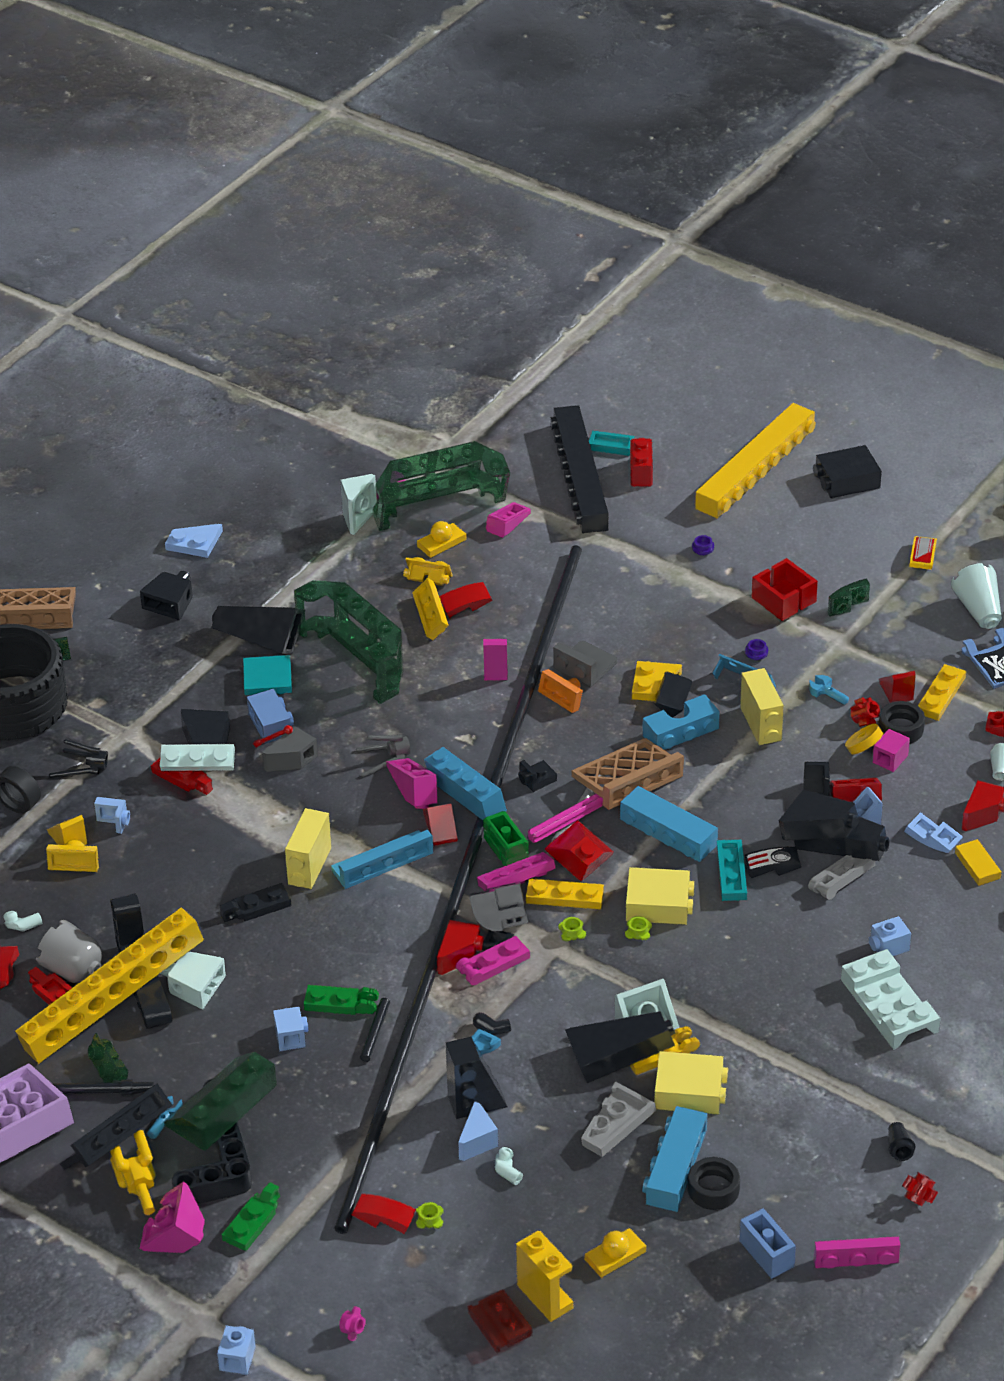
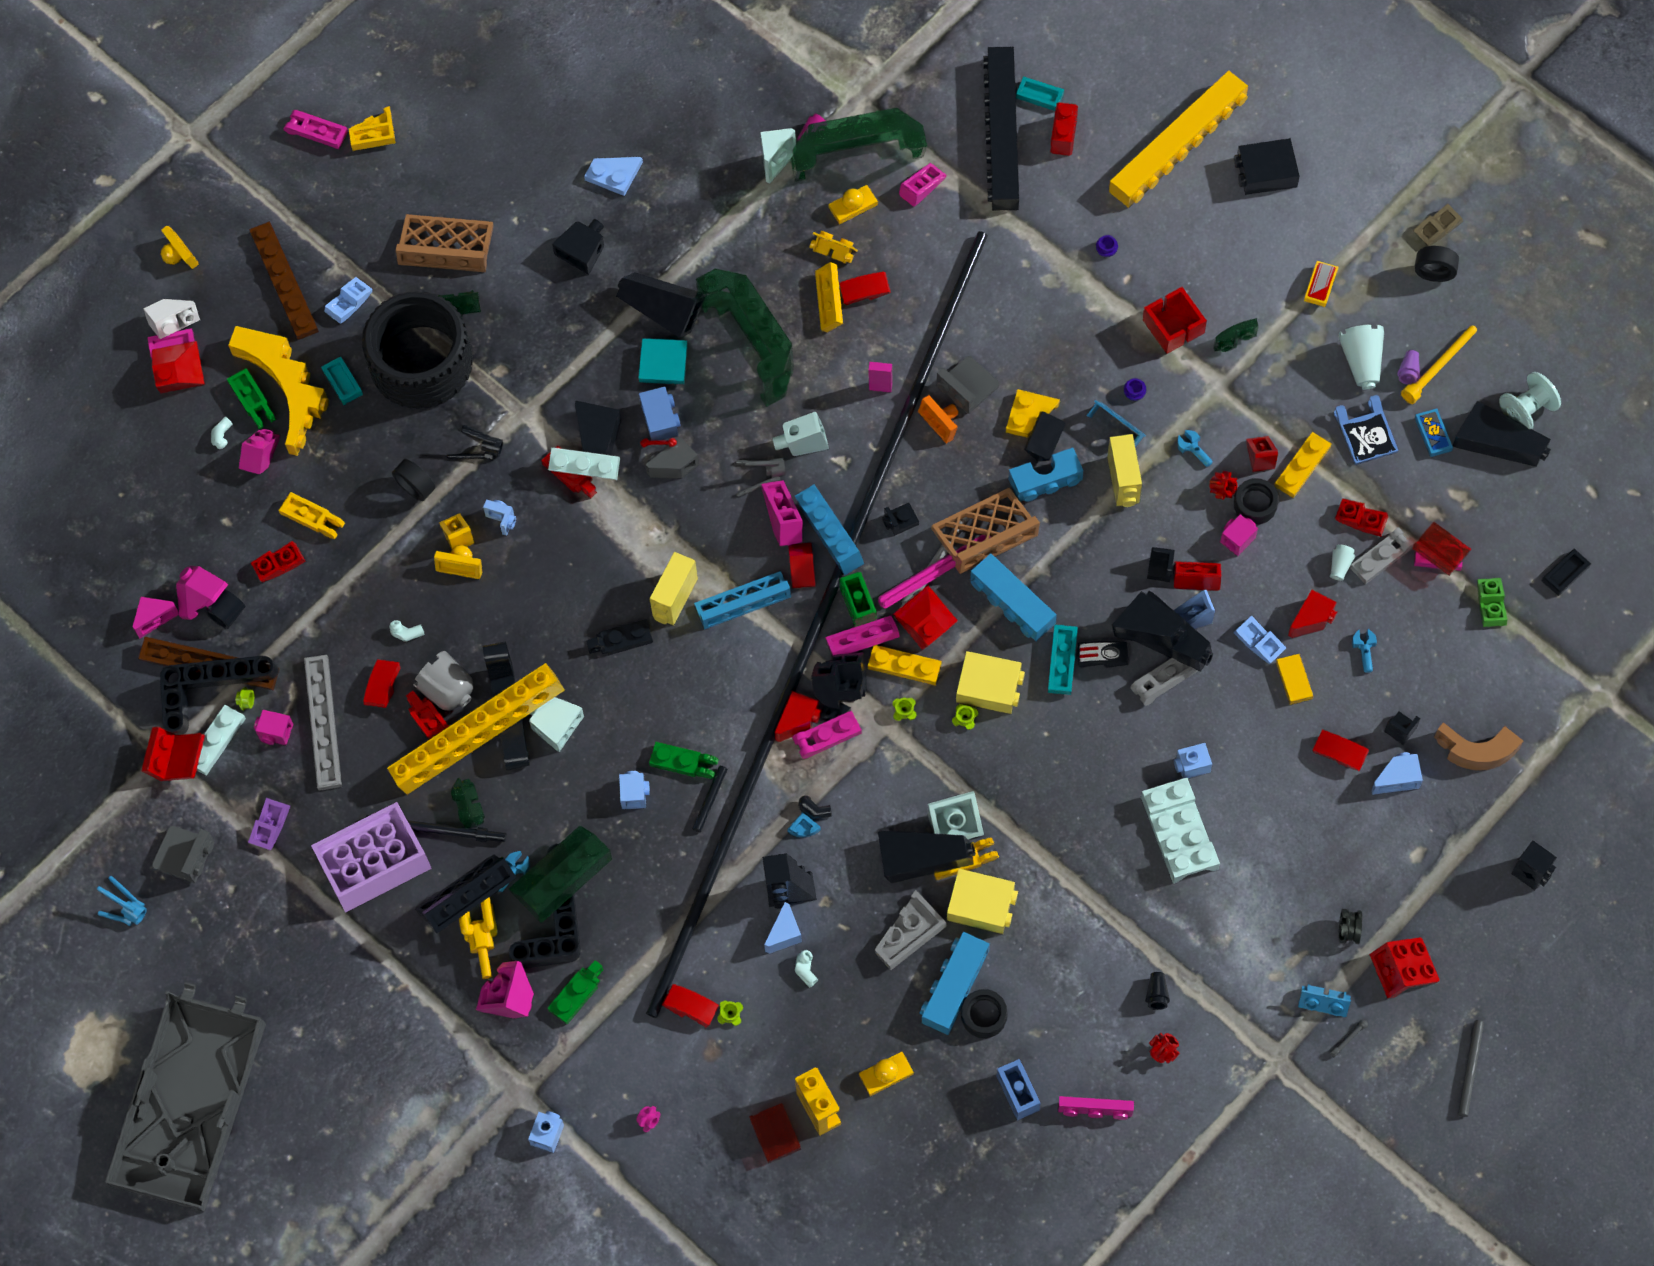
camera: 10 degrees right, 25 degrees up
(423, 714) = (802, 435): none -> light aqua torso
(864, 739) = (1215, 520): yellow piece -> none

